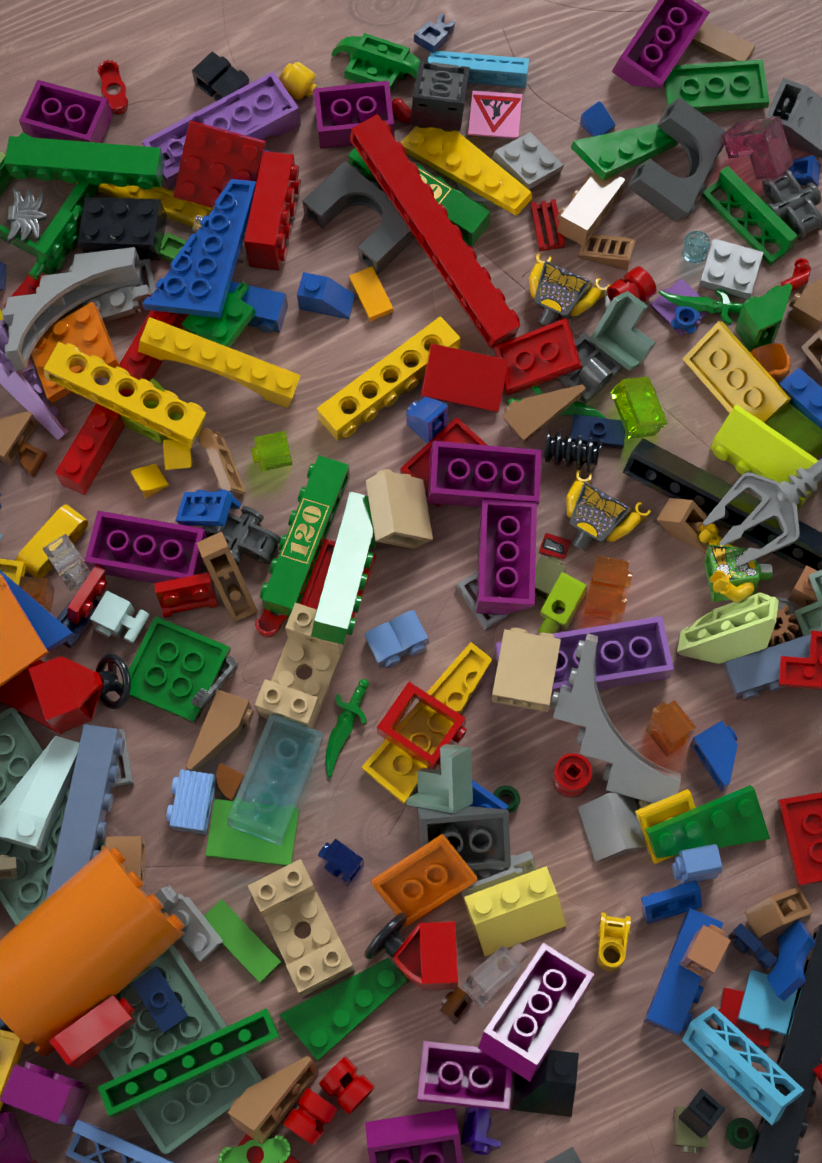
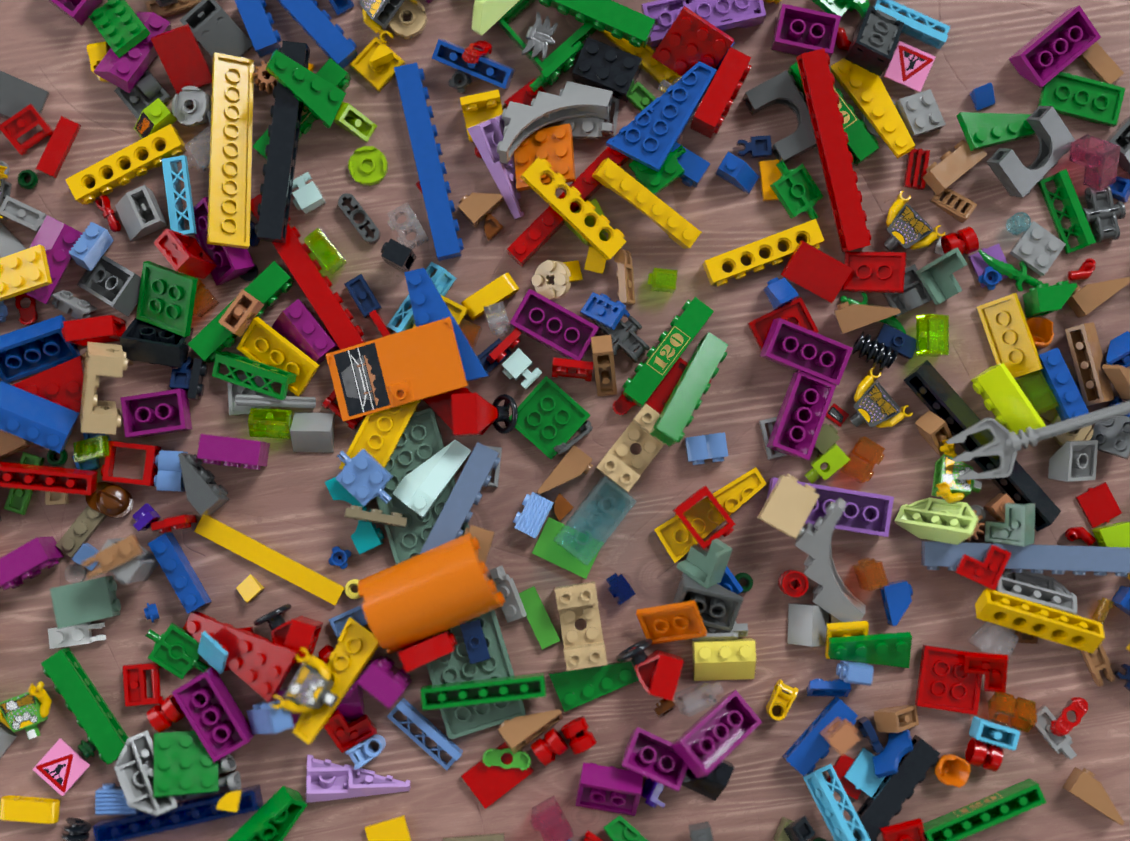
camera: 15 degrees right, 15 degrees up
(115, 487) = (542, 276): none -> tan plate
(341, 259) = (758, 146): none -> dark blue plate
(344, 724) = (651, 494): green piece -> none
(399, 509) = (738, 356): tan brick -> none
(406, 293) = (796, 191): none -> green plate

